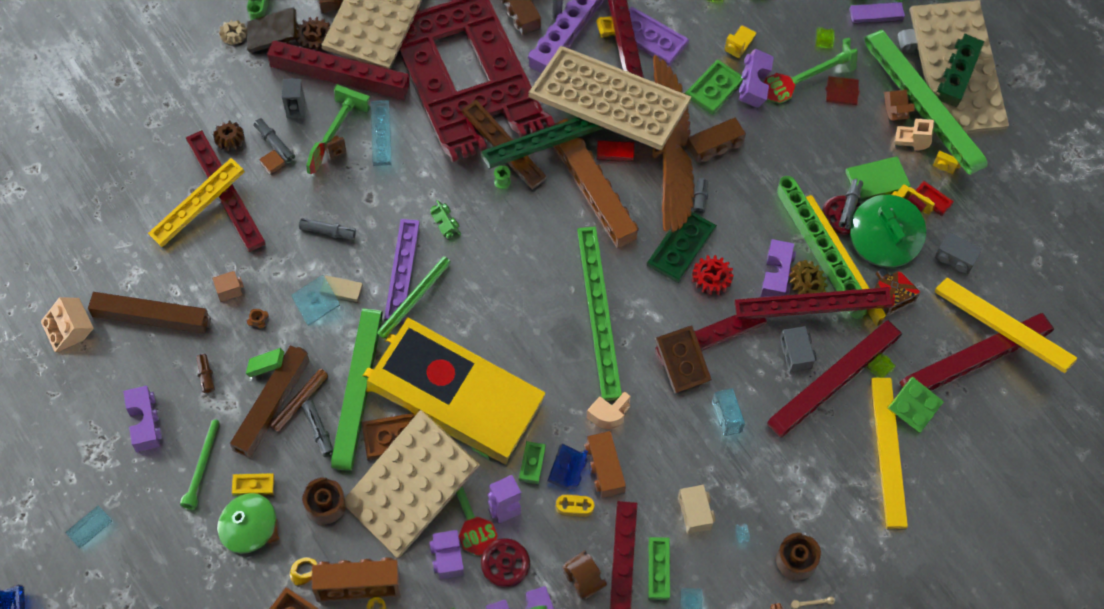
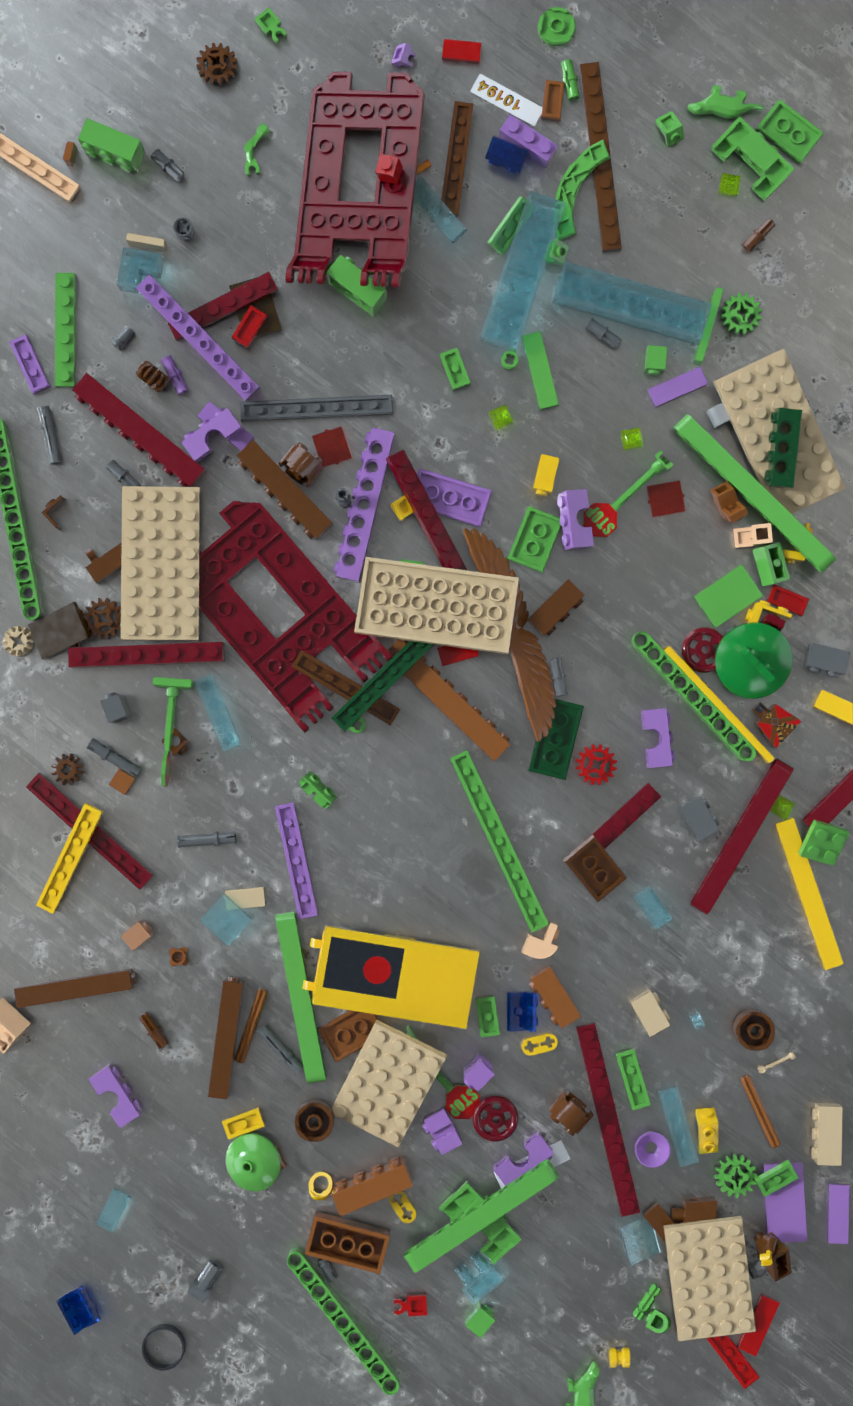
camera: 15 degrees left, 25 degrees up
(190, 500) = (192, 1155): bright green piece -> none
(265, 362) = (206, 1004): bright green tile -> none
(414, 297) = (319, 889): bright green axle -> none
(807, 278) = (690, 741): pearl gold gear -> none
(812, 303) = (702, 771): dark red plate -> none
(852, 196) = (710, 641): dark grey pin -> none
(925, 160) = (771, 564): none -> bright green brick

